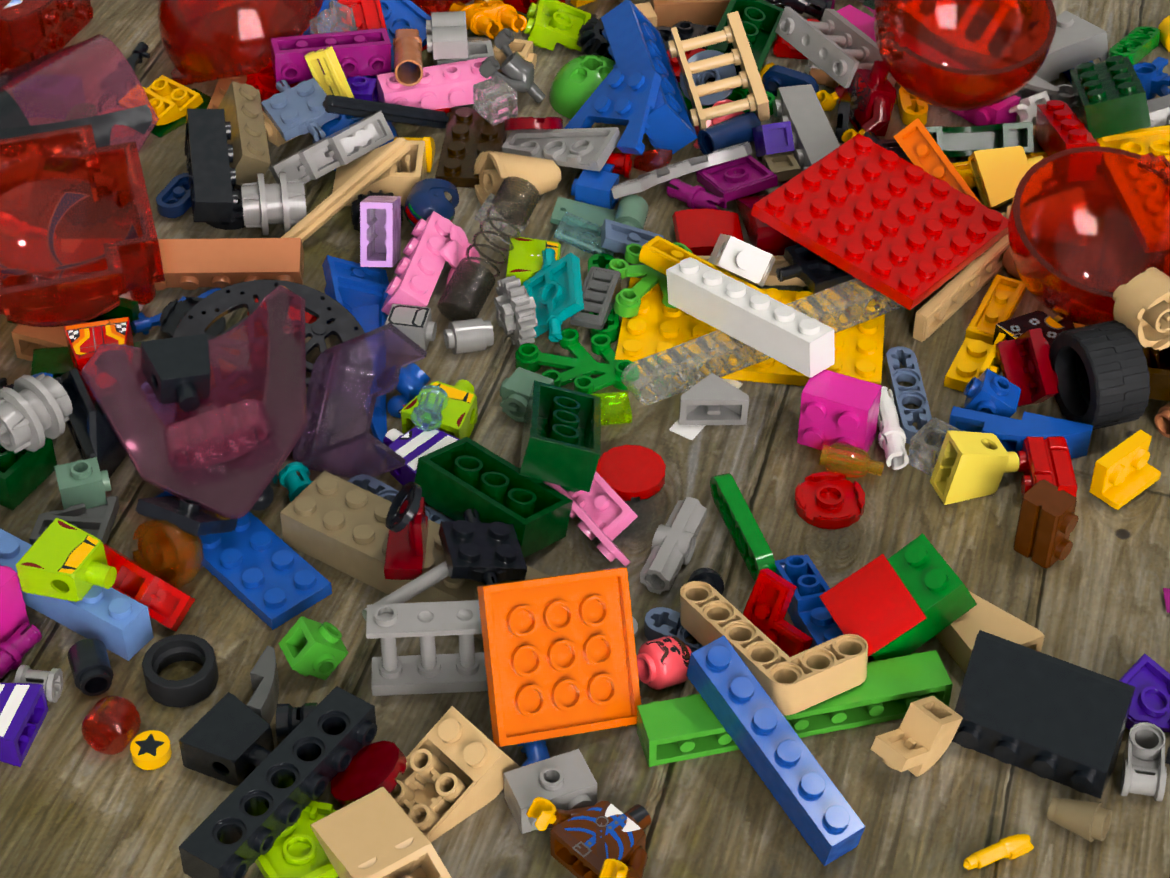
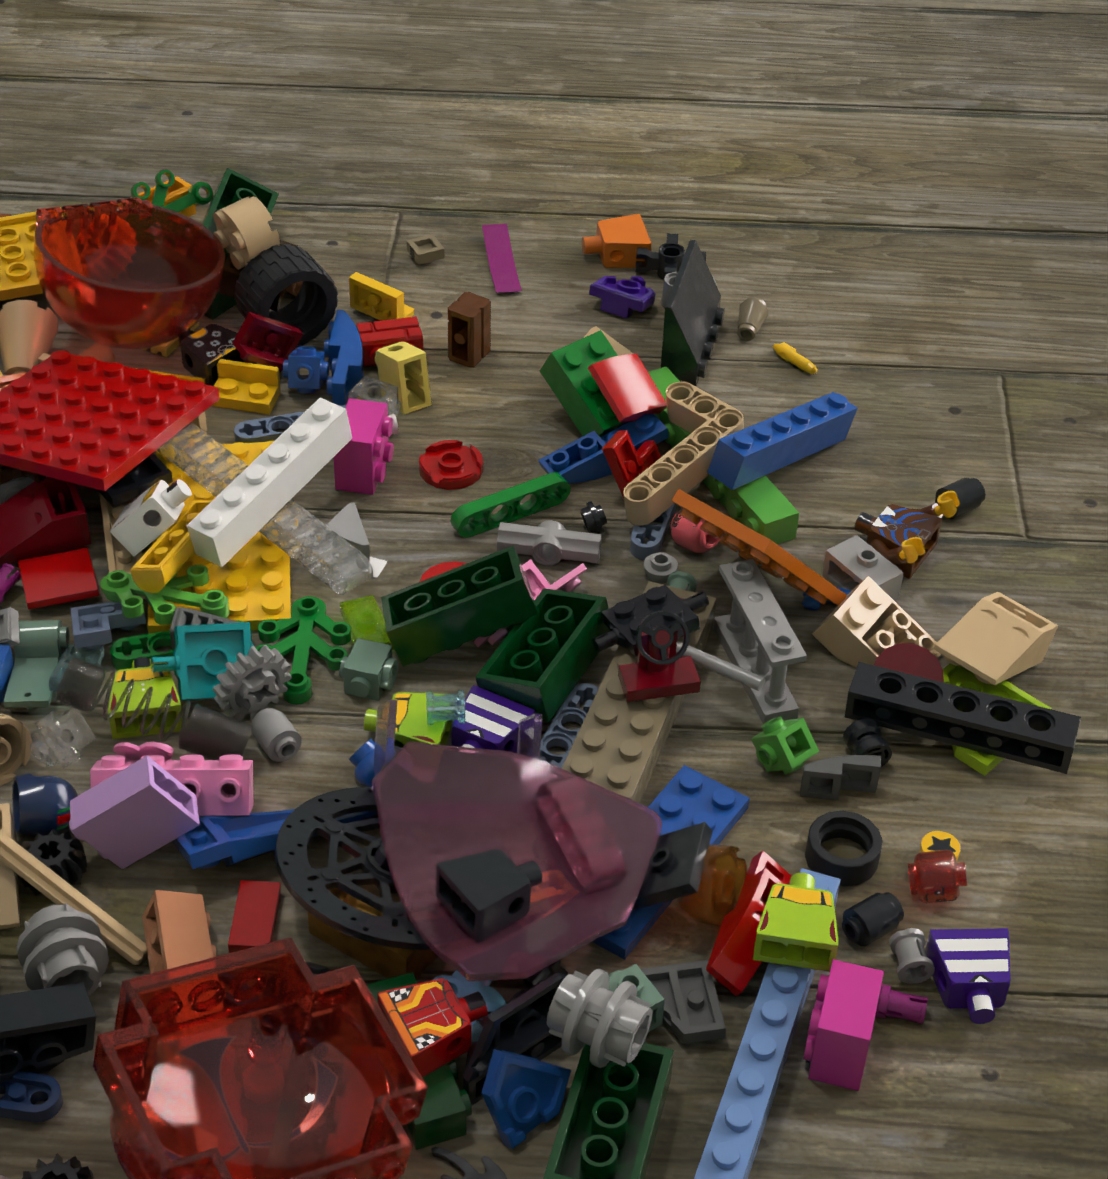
camera: 105 degrees left, 0 degrees up
(227, 742) = (911, 785): black torso -> none
(414, 323) = (275, 783): light grey brick -> none
(849, 461) = (405, 451): clear yellow plant -> none
(920, 738) = (716, 379): tan brick -> none

